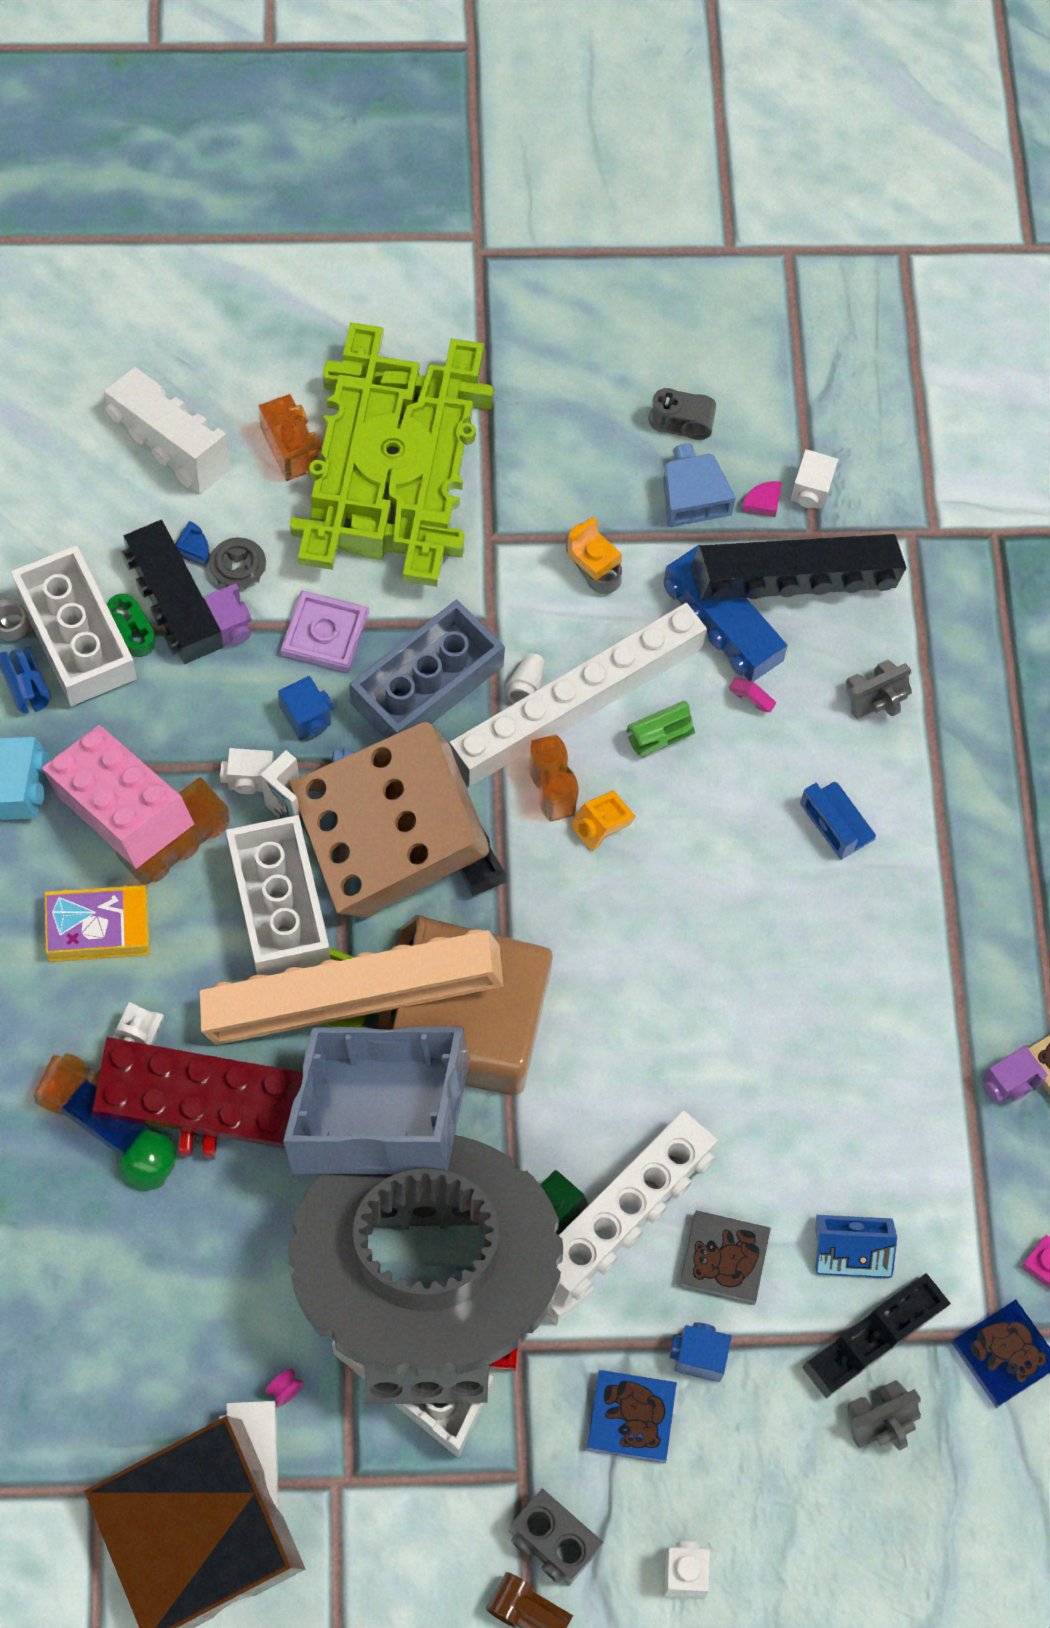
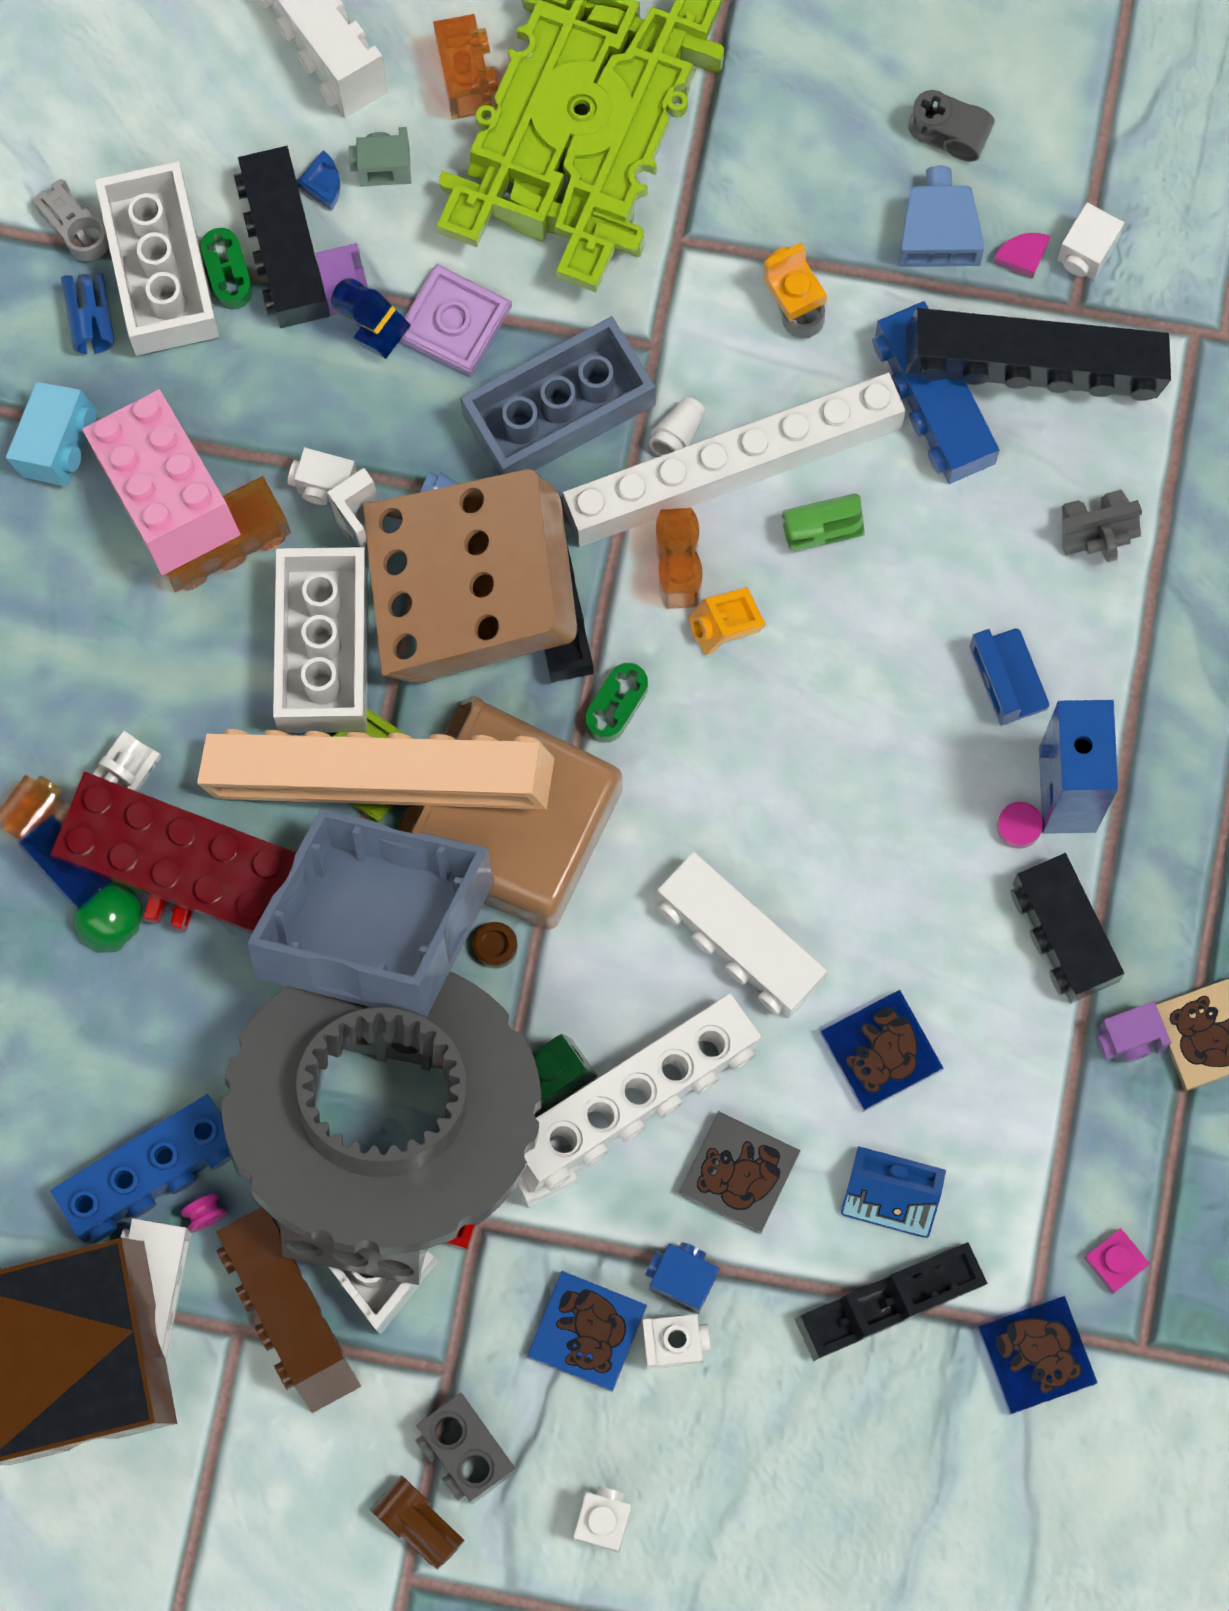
camera: 20 degrees right, 10 degrees up
(97, 923) = (110, 626): piece -> none
(226, 1361) = (144, 1170): none -> blue brick
(238, 550) = (373, 197): dark grey gear -> none
(239, 517) = (382, 158): none -> sand green brick
(261, 636) = (377, 319): none -> clear blue leg
(306, 708) = (408, 413): blue brick -> none
(377, 1452) = (287, 1310): none -> reddish brown wedge
(477, 1115) = (495, 945): none -> reddish brown tile
(522, 899) = (608, 696): none -> green beam
(678, 1064) = (740, 935): none -> white brick
(697, 1417) = (659, 1351): none -> white brick
(753, 692) = (944, 500): dark pink tile -> none
(815, 1134) = (881, 1050): none -> tile
(877, 932) = (1019, 825): none -> dark pink tile
(888, 1421) = (877, 1403): dark grey hips -> none
(919, 869) = (1078, 766): none -> blue brick
(938, 1005) = (1066, 928): none -> black brick

